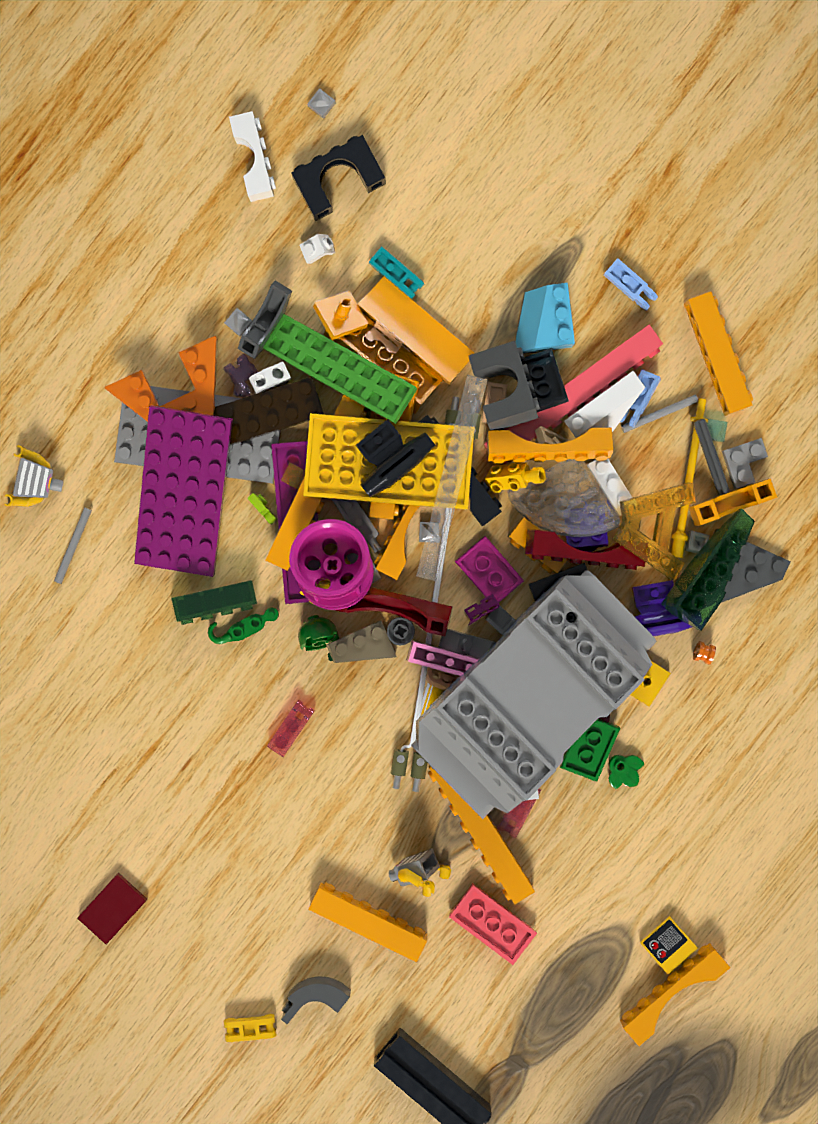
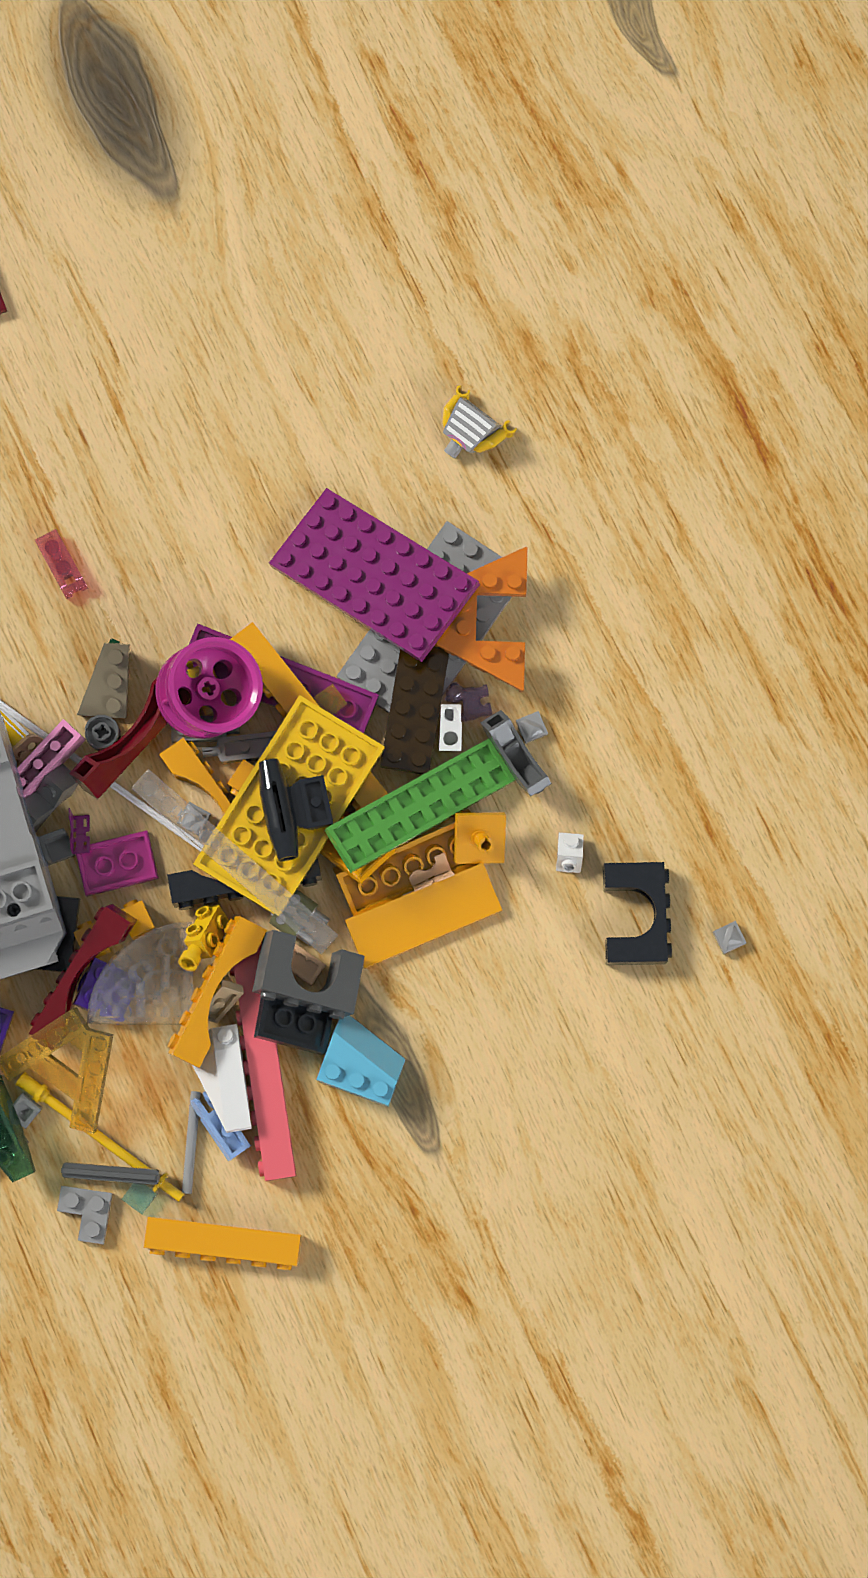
camera: 115 degrees right, 10 degrees down
(72, 545) = (380, 434): light grey bar -> none
(212, 601) = (239, 548): clear green wedge -> none
(245, 627) = (196, 569): green piece -> none
(257, 180) = (674, 825): white arch -> none
(259, 503) = (320, 651): lime plate -> none
(316, 633) = (148, 641): green cylinder -> none
(395, 272) = (499, 924): teal plate -> none
(609, 483) = (141, 1042): white arch -> none
(629, 283) = (355, 1181): light blue hinge -> none
(732, 501) = (47, 1180): light orange arch -> none

